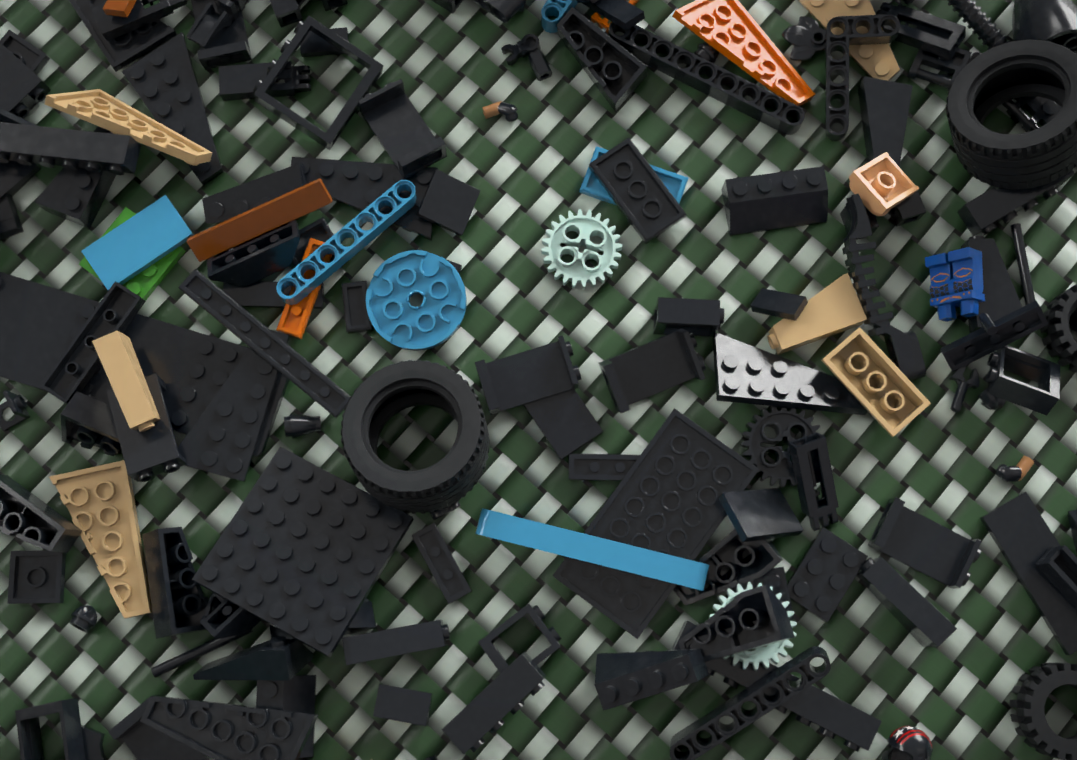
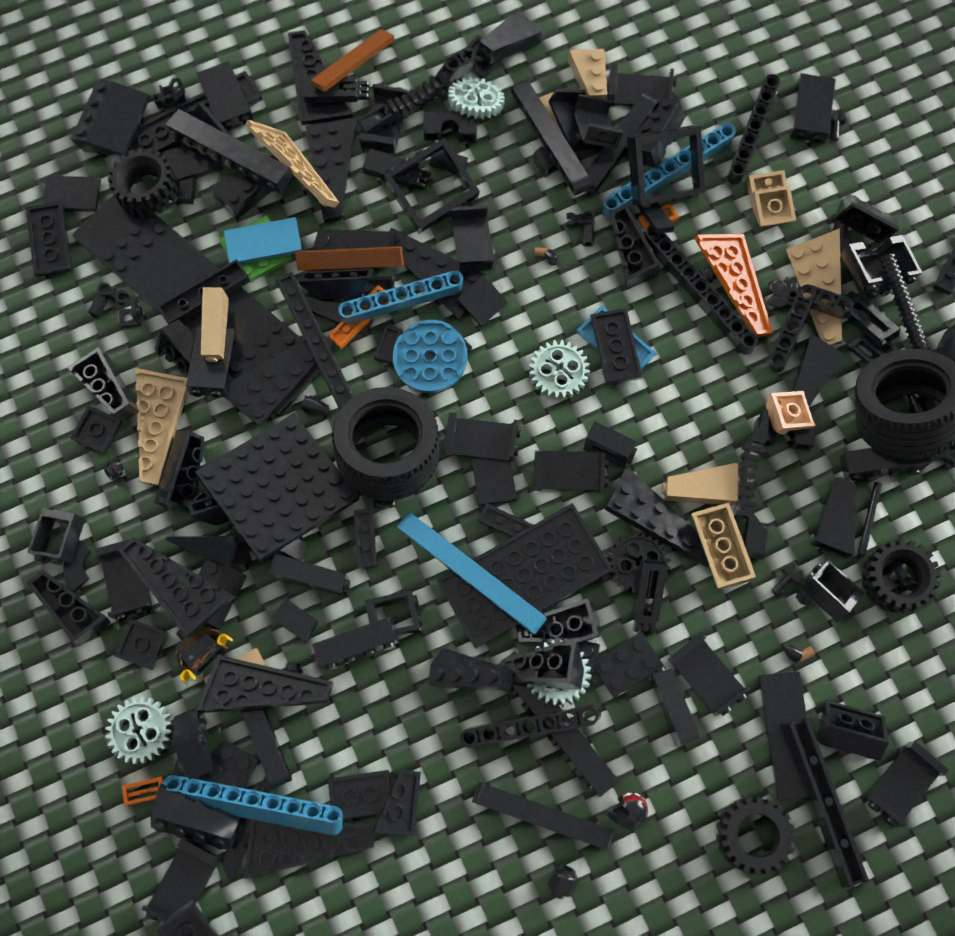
camera: 25 degrees right, 5 degrees down
(193, 654) = (177, 525): black bar -> none
(760, 514) = (599, 600): black tile -> none
(776, 200) = (711, 394): black slope -> none
(779, 304) = (679, 464): black tile -> none
(956, 282) = (813, 502): blue hips -> none
(994, 335) = (823, 550): black plate -> none

